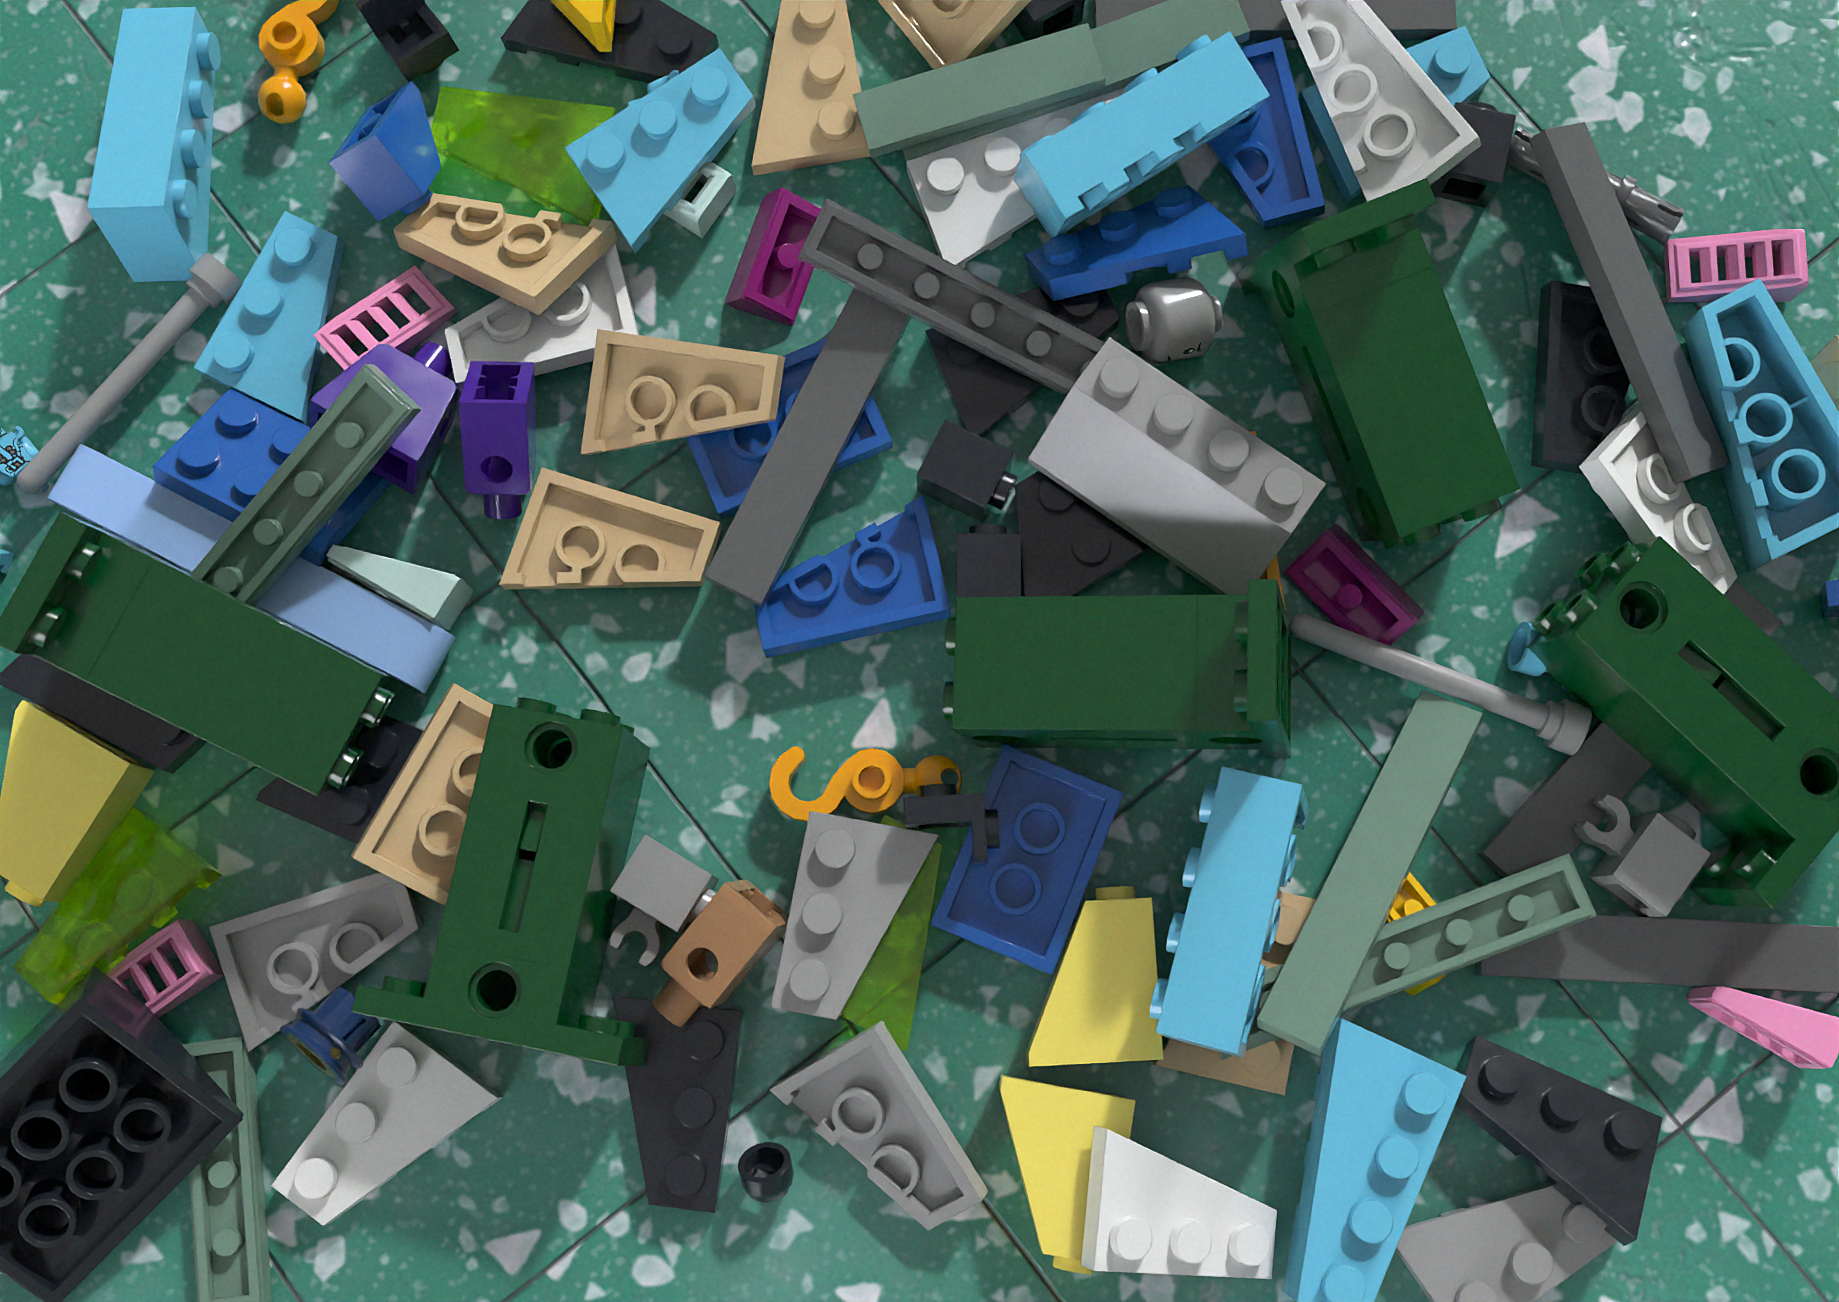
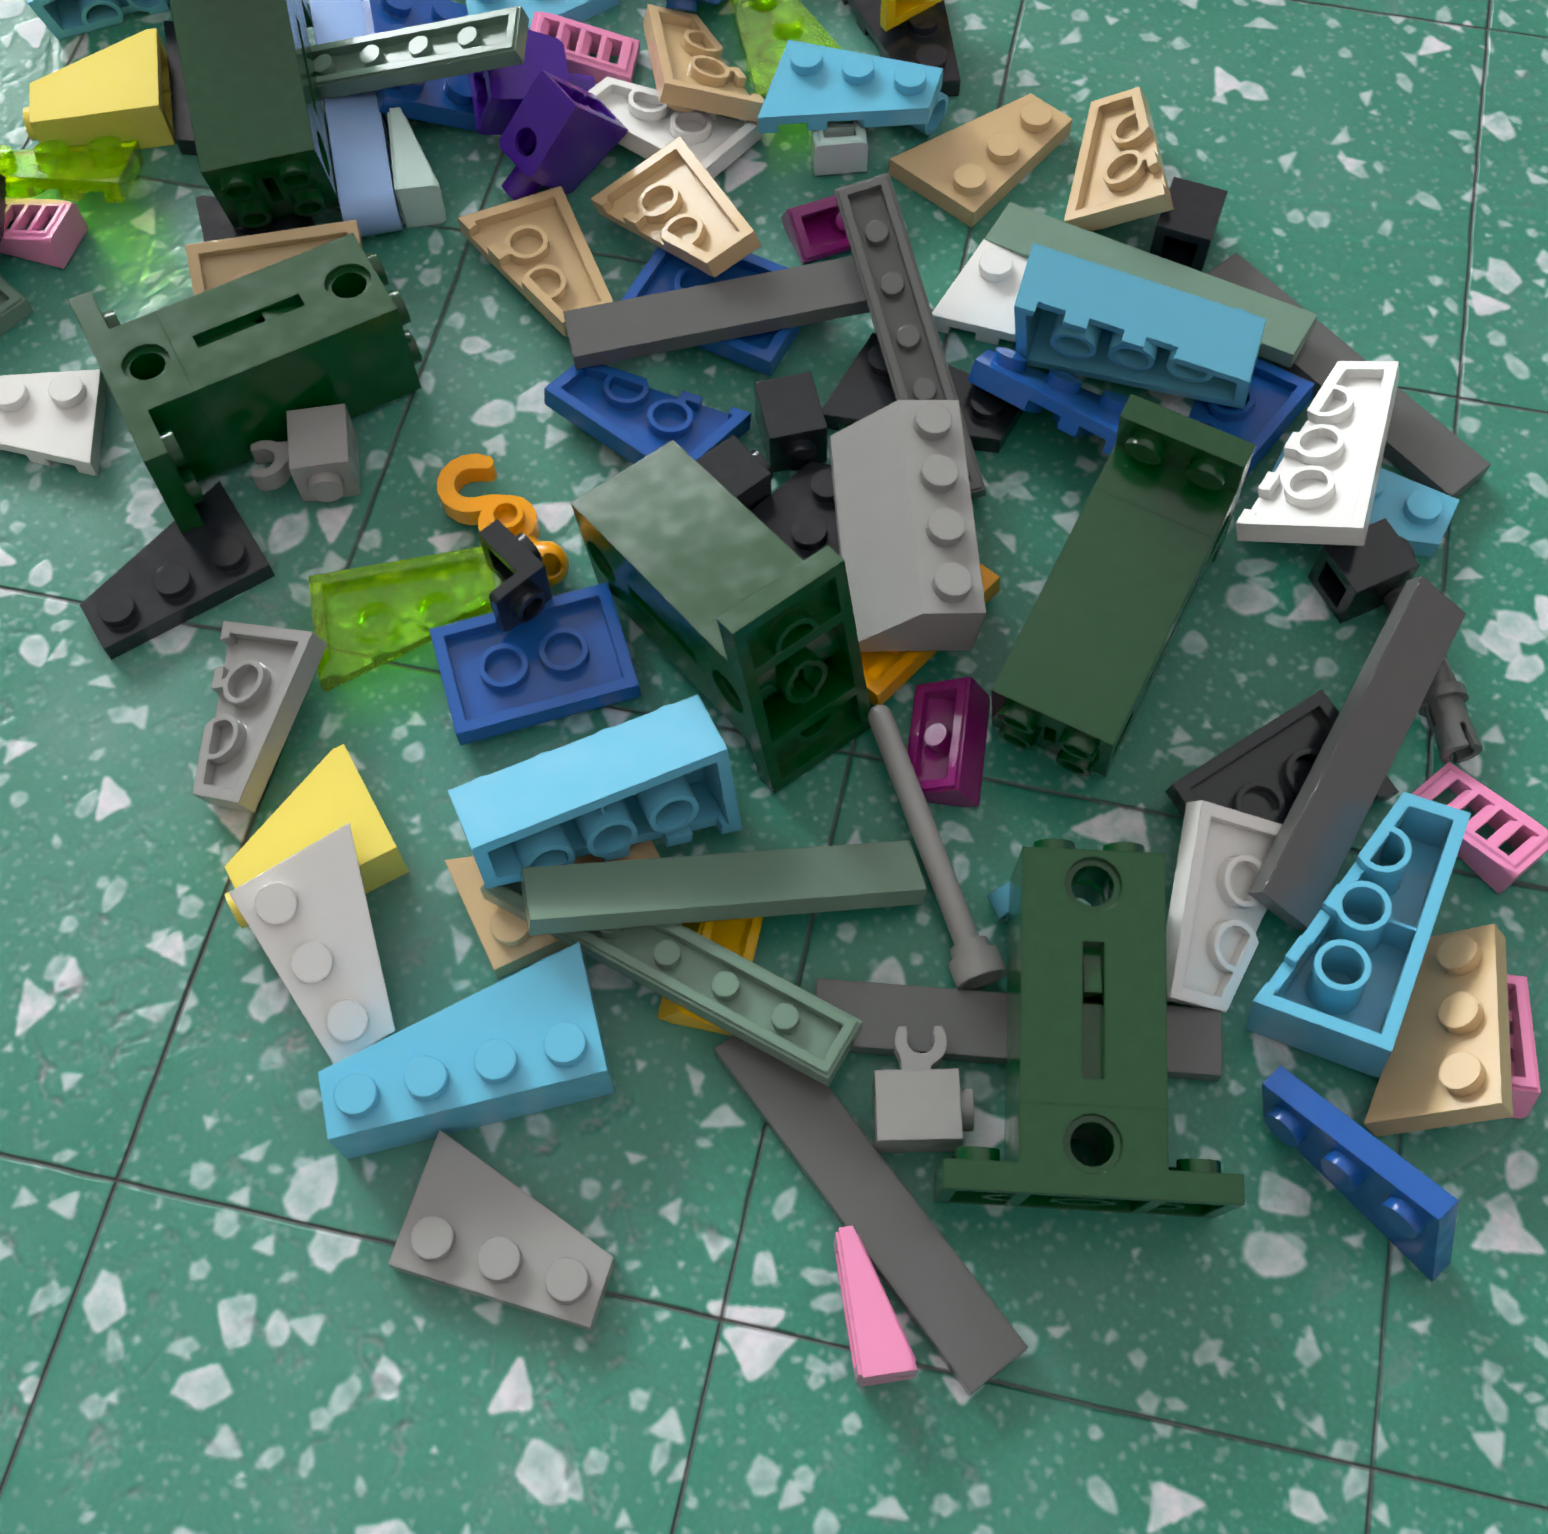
camera: 50 degrees right, 15 degrees down
(308, 948) = (113, 274): light grey wing -> none
(332, 1035) = (47, 342): dark blue piece -> none
(739, 929) = (303, 507): medium nougat torso -> none
(766, 1171) = (157, 659): black hinge -> none
(841, 906) = (394, 557): light grey wing -> none
(979, 90) = (1057, 223): sand green tile -> none
(1102, 987) = (427, 766): light yellow slope -> none
(1173, 320) = (1032, 469): light grey head -> none
(1577, 1134) = (637, 1214): black wing -> none

